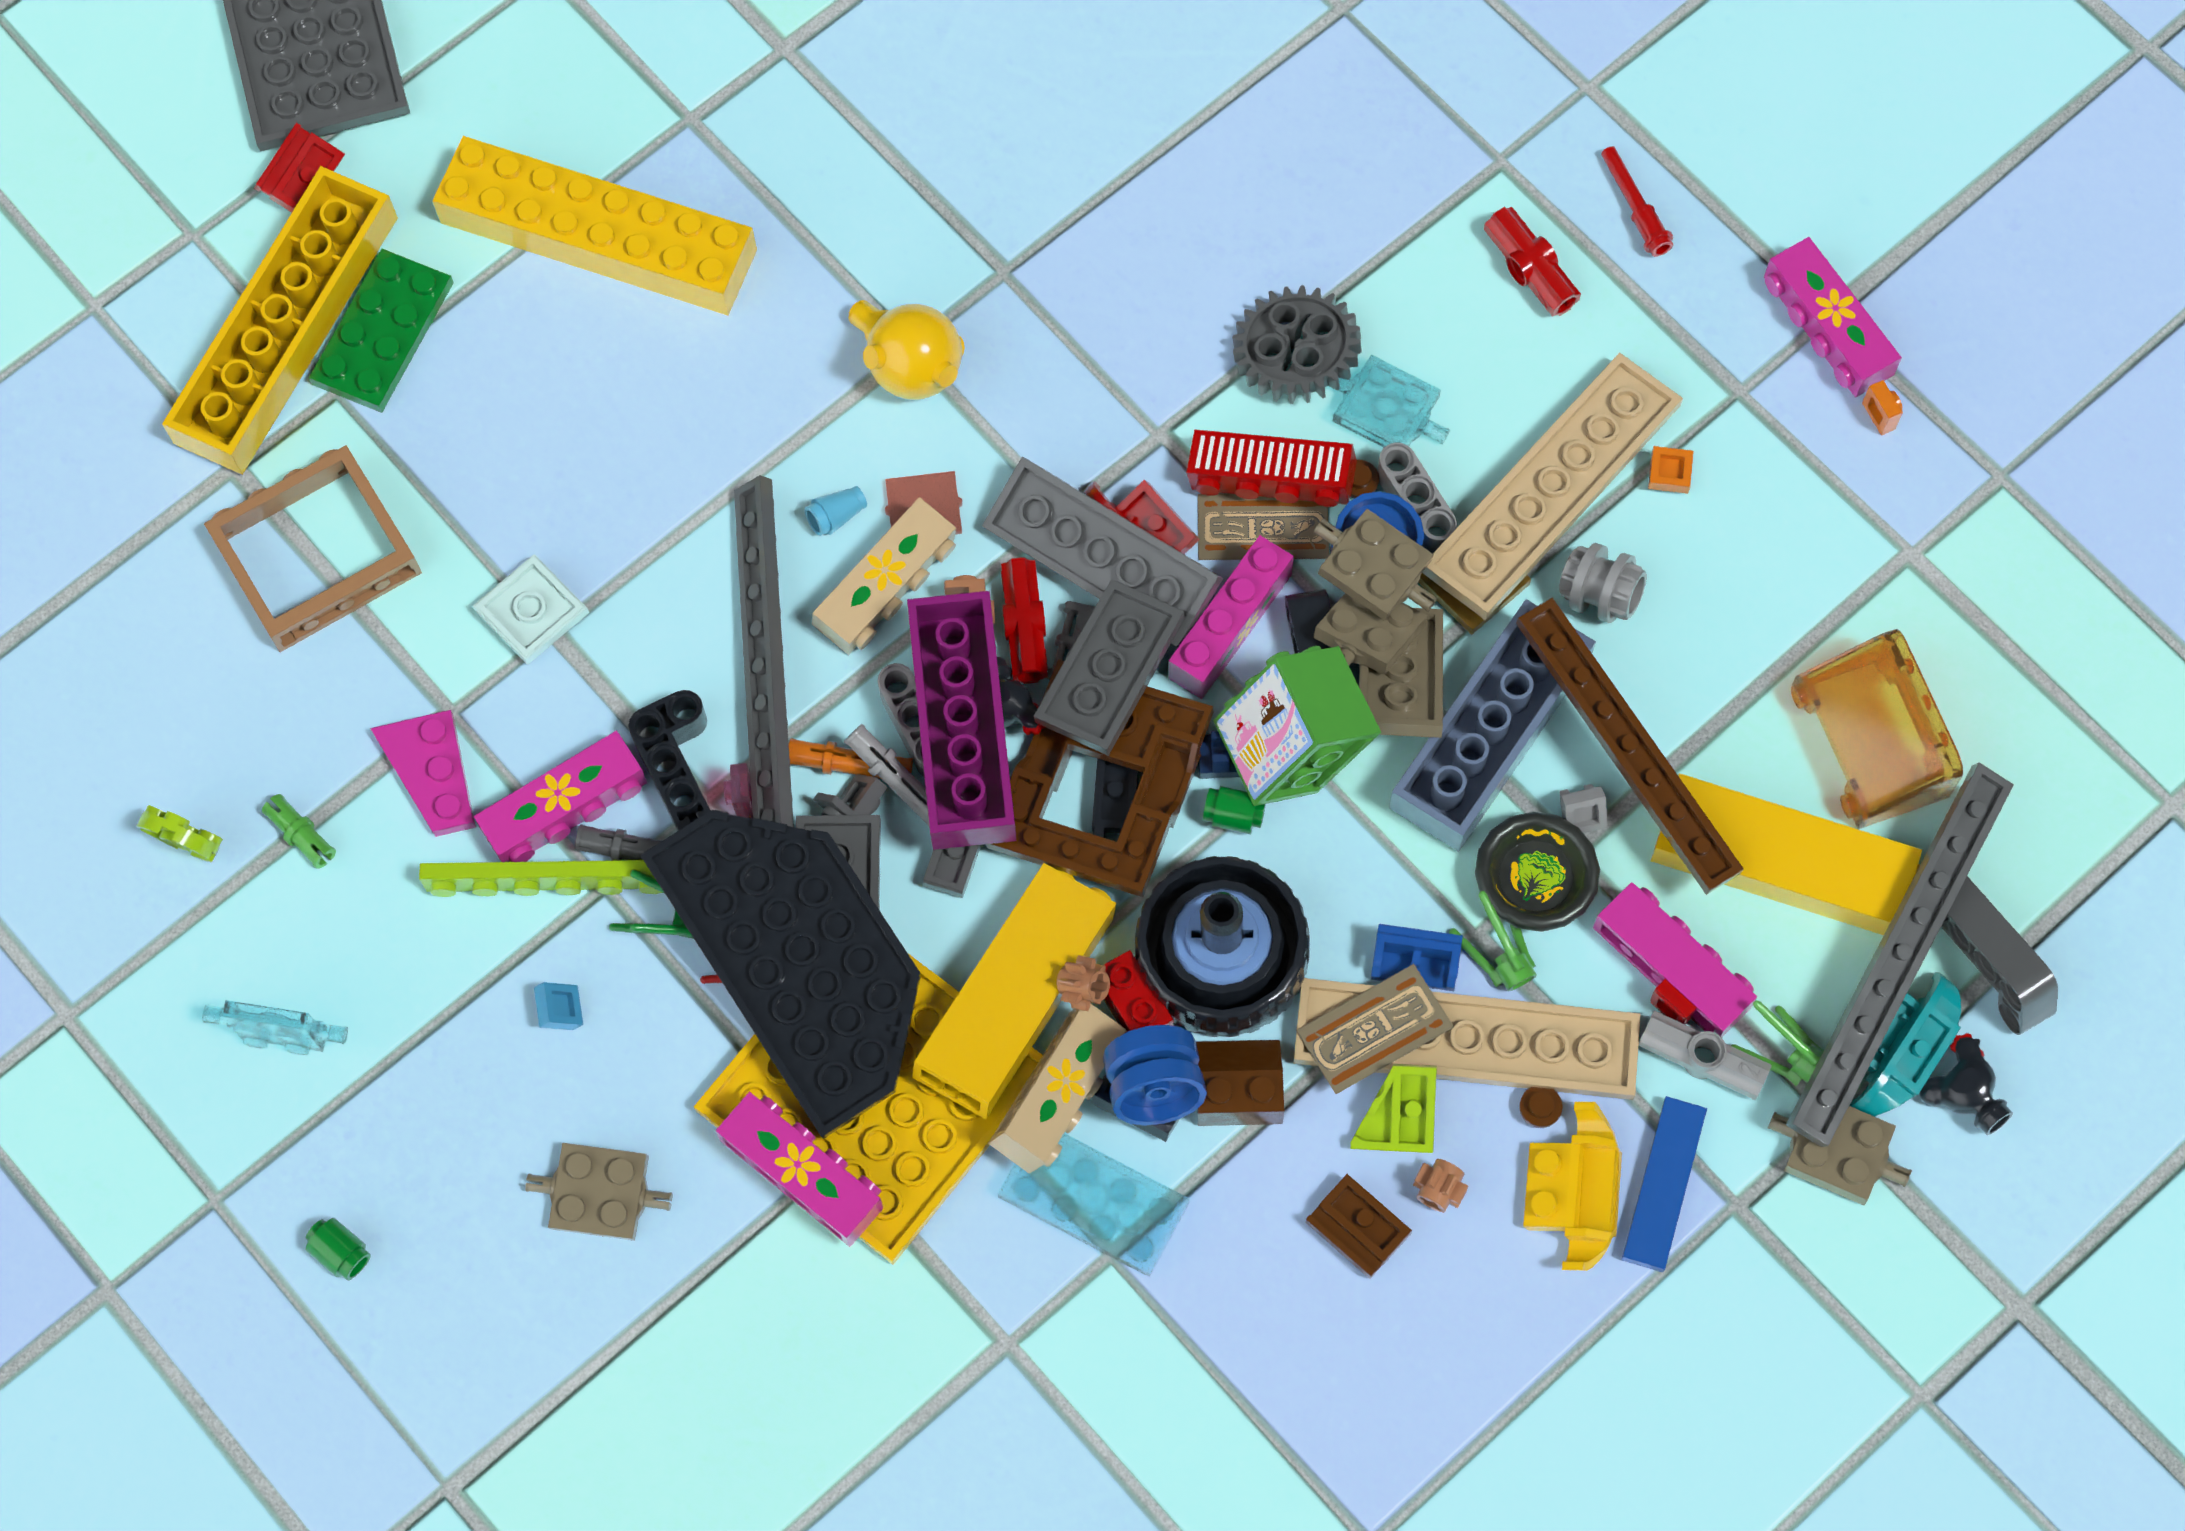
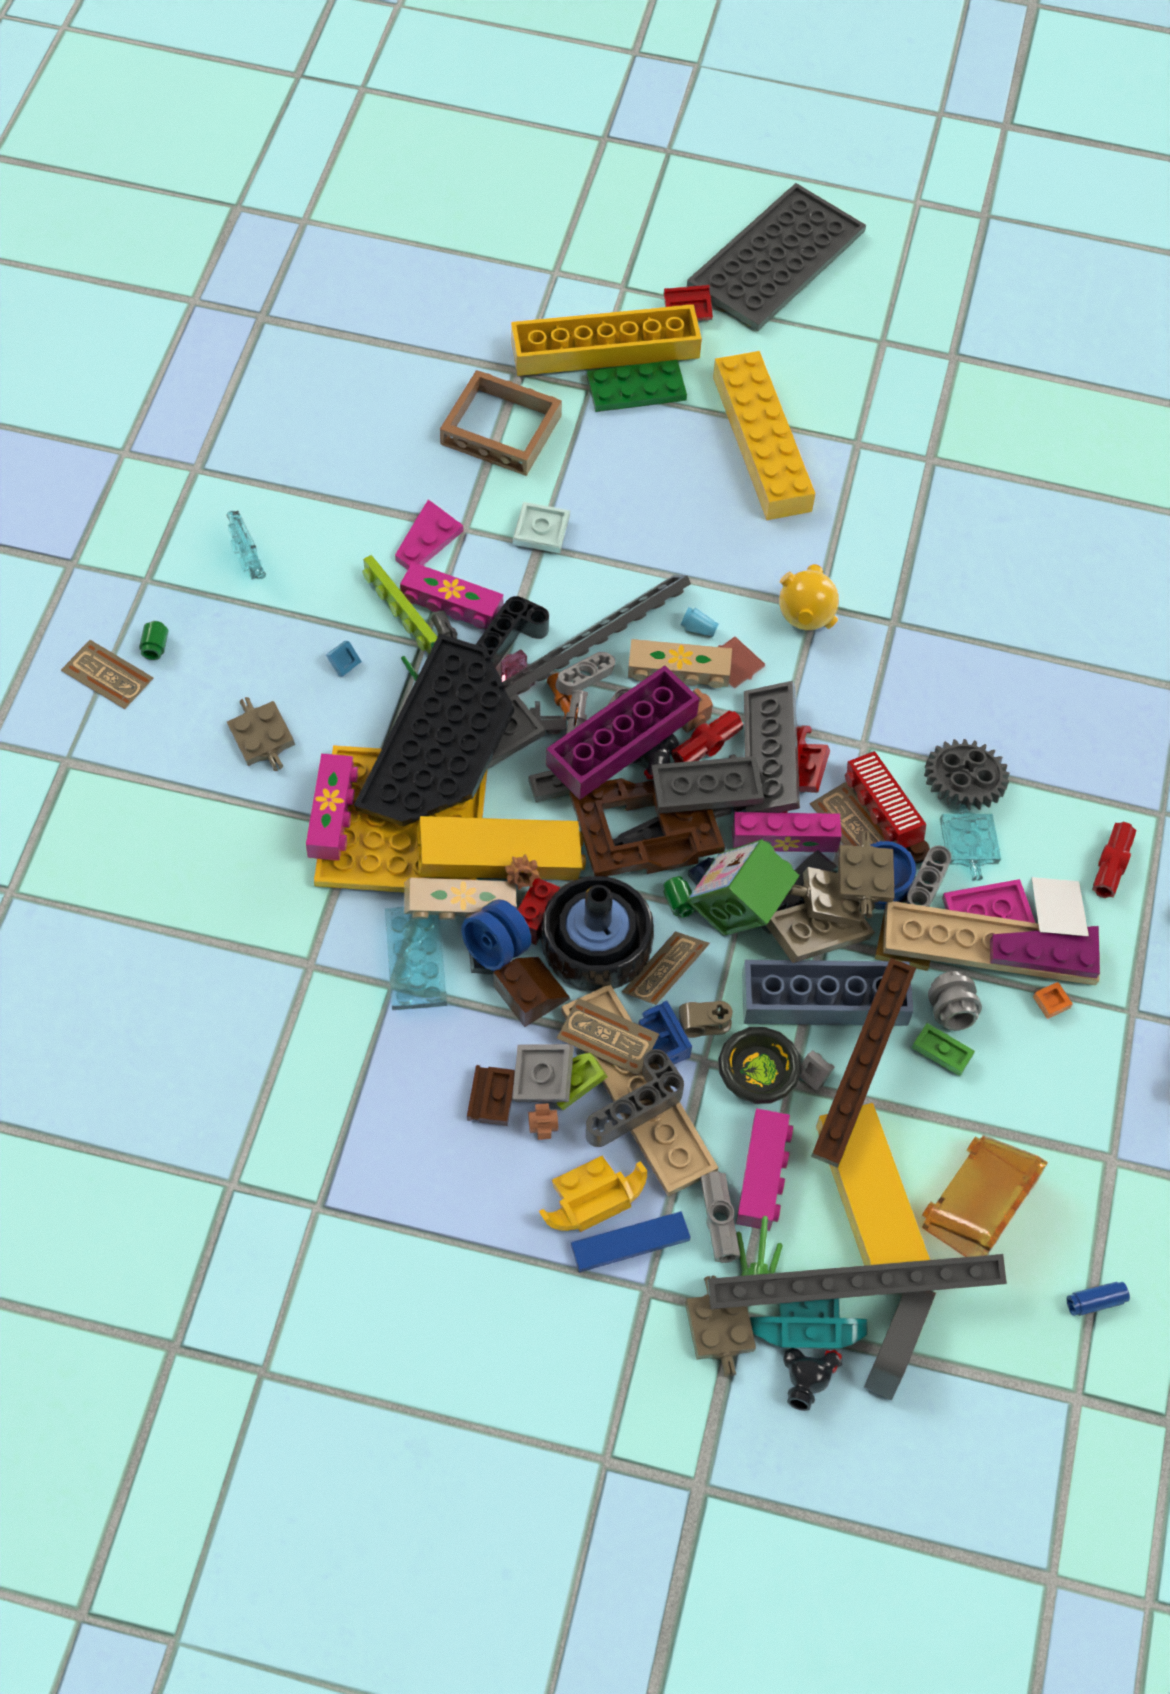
camera: 50 degrees right, 10 degrees down
(178, 833) = (314, 460): lime plate -> none
(298, 831) = (354, 502): bright green pin -> none
(339, 1347) = (107, 674): none -> sticker
(809, 720) = (590, 664): none -> light grey beam
(1325, 885) = (666, 967): none -> sticker
(1378, 1143) = (543, 1073): none -> light grey plate
(1422, 898) = (703, 1020): none -> dark tan piece
(1495, 444) = (995, 900): none -> dark pink wing
(1497, 1060) = (631, 1104): none -> dark grey beam
(1514, 965) = (697, 1088): bright green plant -> none
(1540, 1107) = (627, 1149): reddish brown plate -> none
(1556, 370) = (1059, 906): none -> white sticker
(1614, 423) = (1048, 952): none -> magenta wing
(1652, 641) = (943, 1049): none -> bright green plate
(1672, 1002) = (737, 1182): red tile -> none
(2074, 695) = (1098, 1298): none -> blue piece

